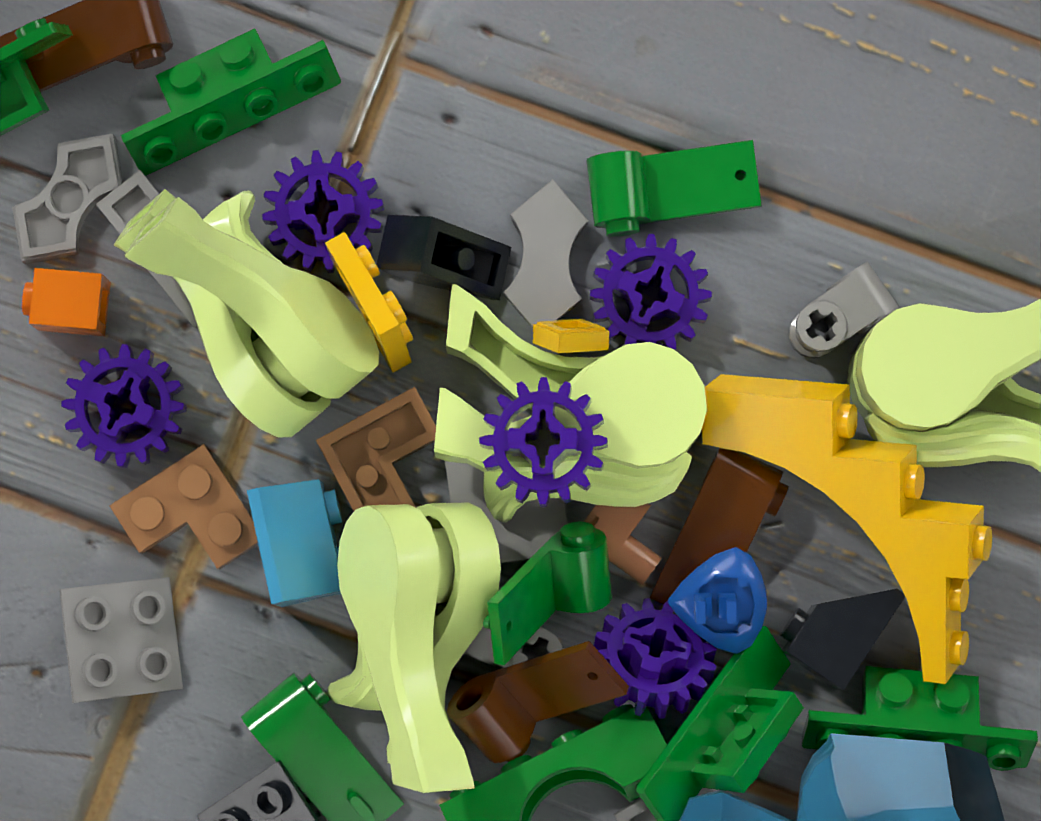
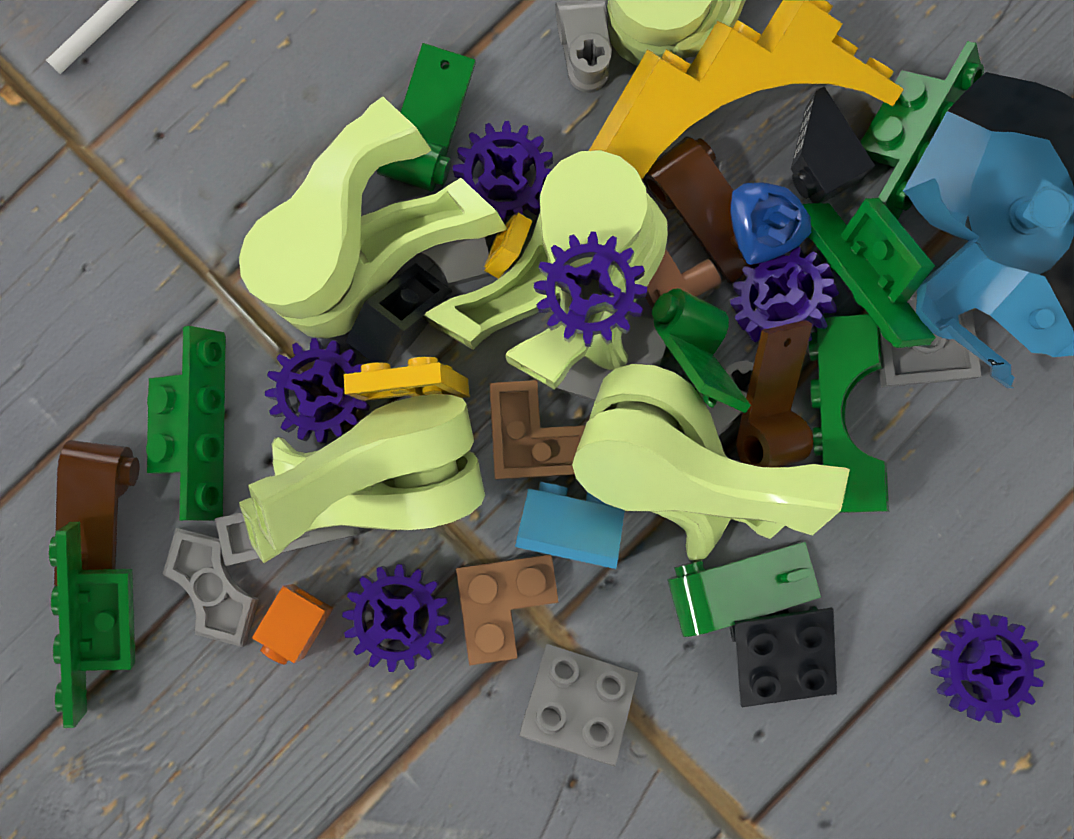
camera: 65 degrees left, 0 degrees up
(460, 153) = (322, 258): none -> yellowish green animal

